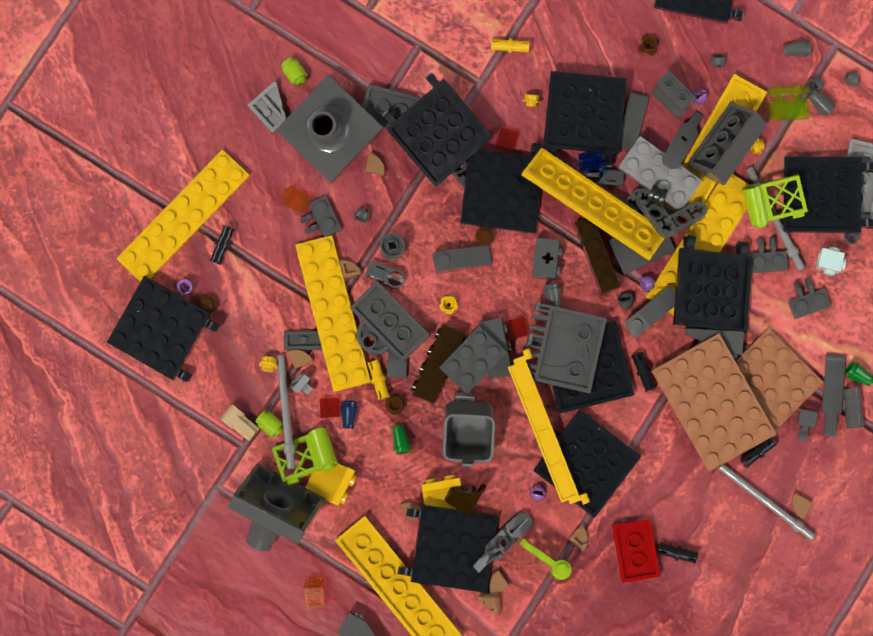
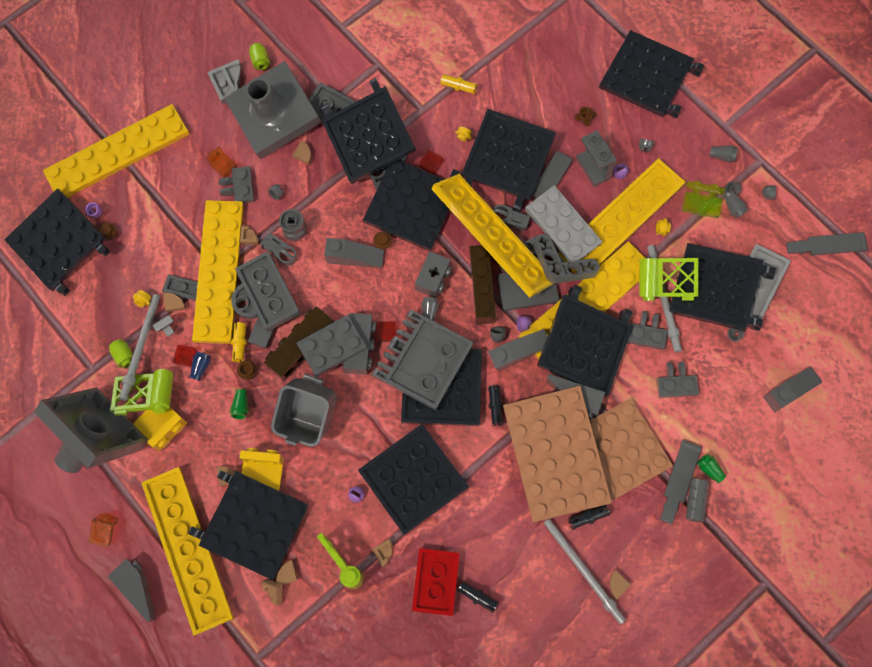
camera: 20 degrees right, 10 degrees down
(222, 245) = (140, 183): black pin -> none
(236, 420) = (92, 341): tan piece -> none
(444, 301) = (328, 287): yellow plate -> none
(465, 499) = (281, 478): dark brown slope -> none
(510, 534) = (315, 525): dark grey piece -> none
(544, 431) = (379, 434): yellow piece -> none
(592, 161) = (501, 198): clear blue bracket -> none
(657, 195) = (555, 240): pearl dark grey wheel -> none
(678, 148) = (591, 203): dark grey piece -> none
(727, 143) = (636, 214): dark grey slope -> none
(806, 419) = (646, 497): dark grey piece -> none
(830, 261) = (709, 351): light aqua brick -> none

